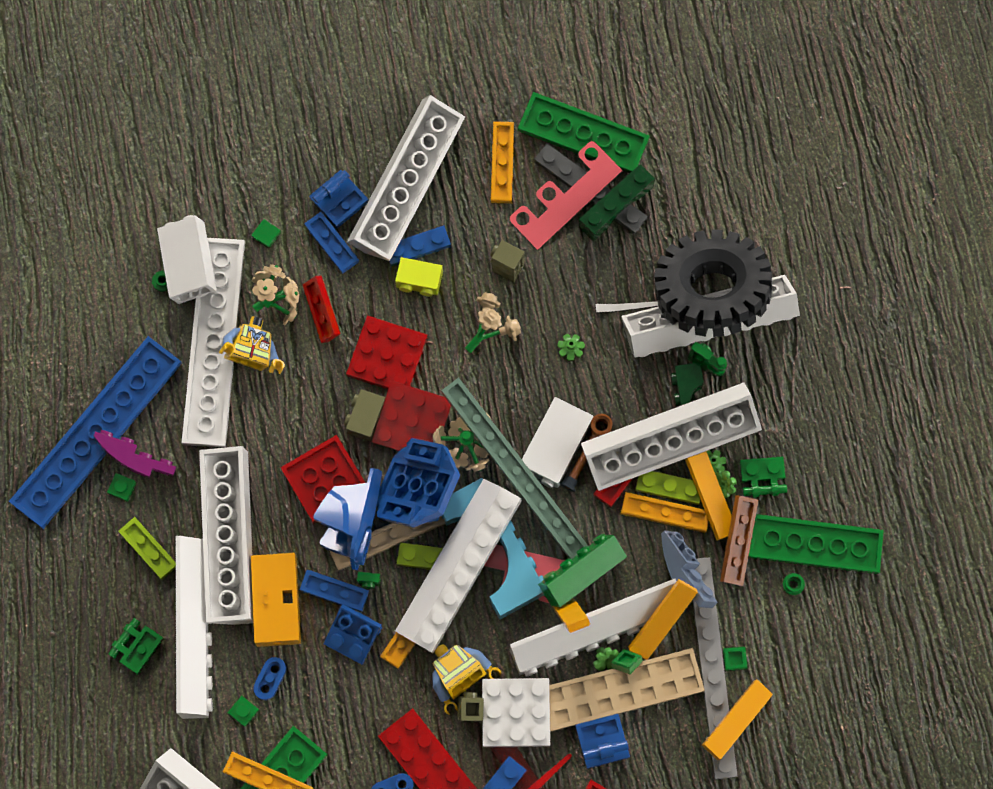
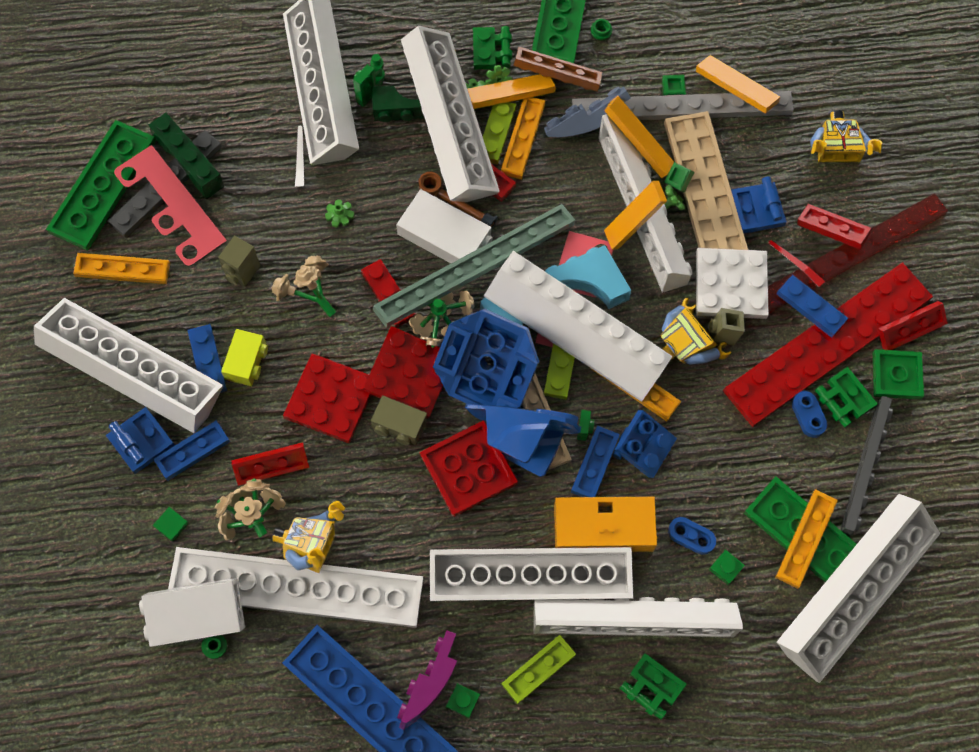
camera: 90 degrees left, 5 degrees down
(499, 392) = (382, 284): none -> red plate
(582, 570) = (585, 209): green brick -> none
(704, 256) = (277, 34): black tyre -> none

